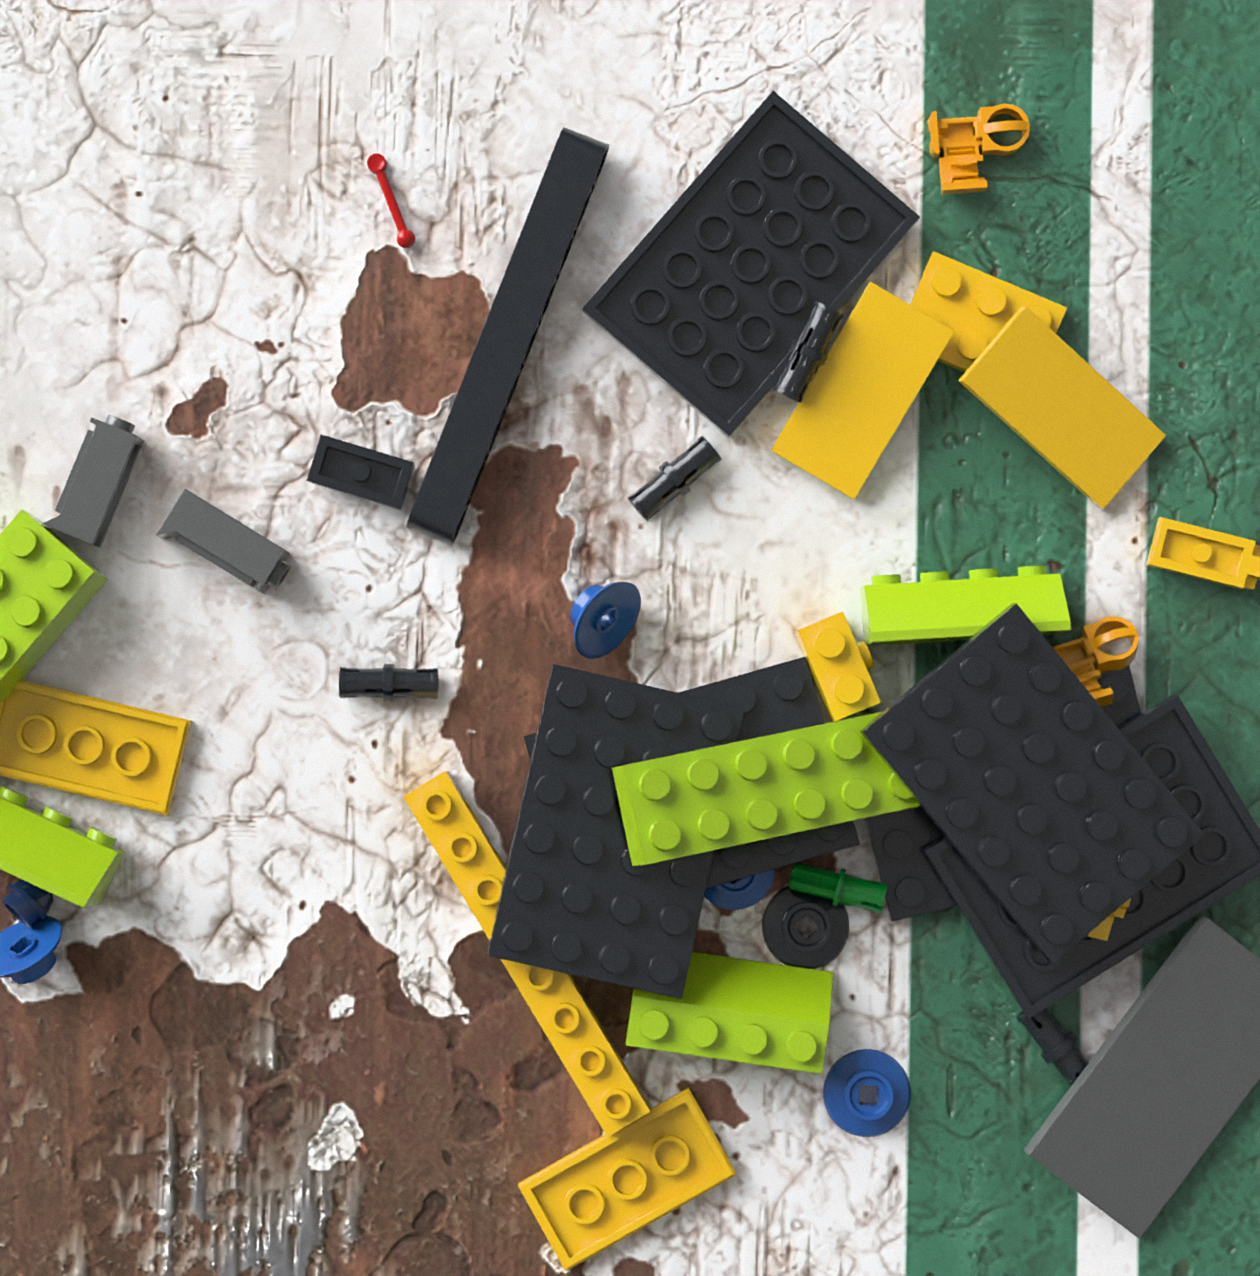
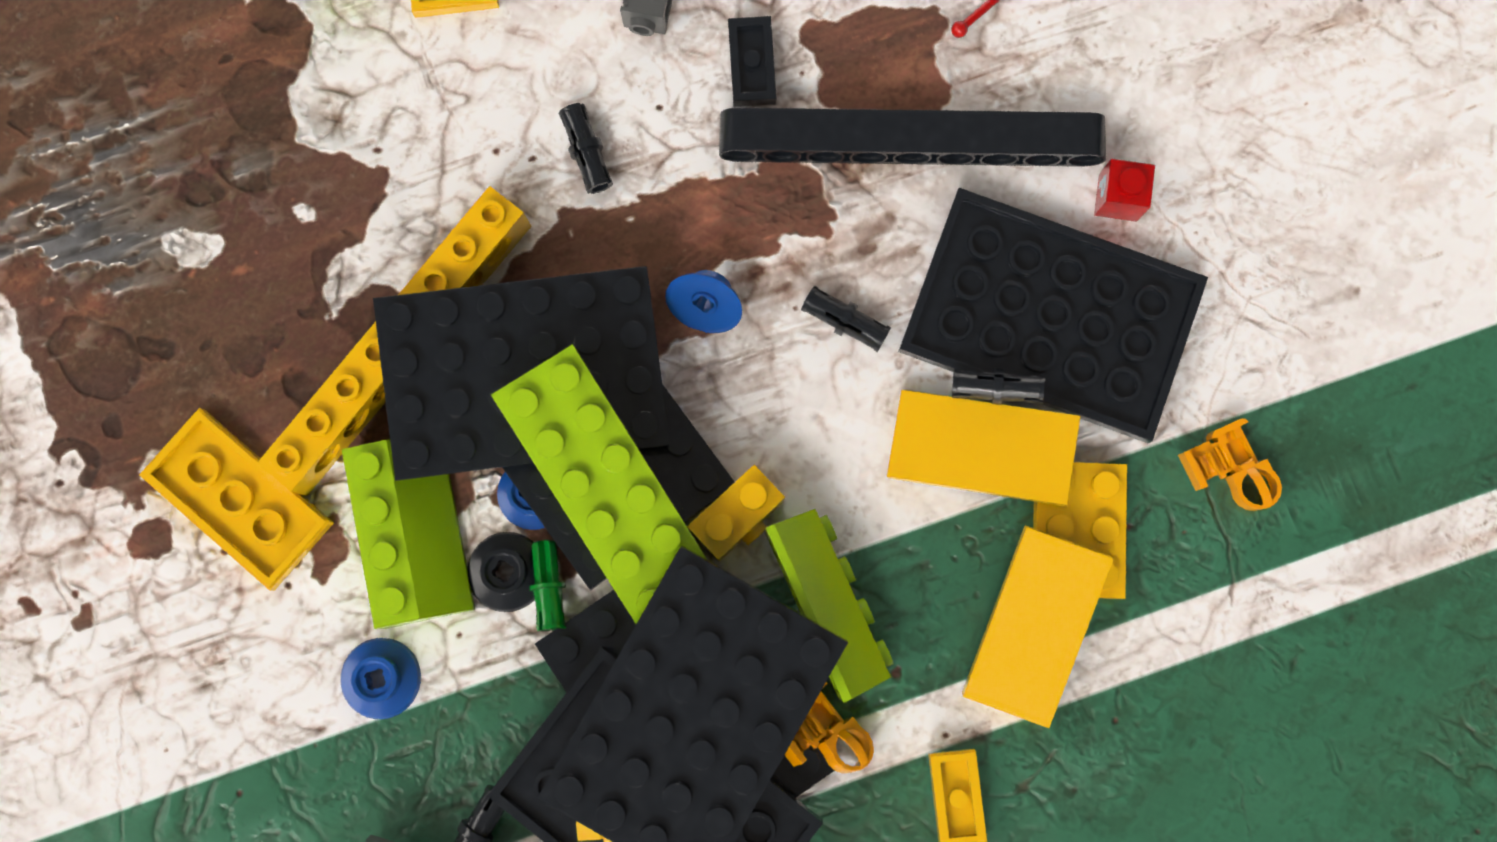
camera: 70 degrees right, 5 degrees down
(649, 138) = (1124, 190): none -> red brick

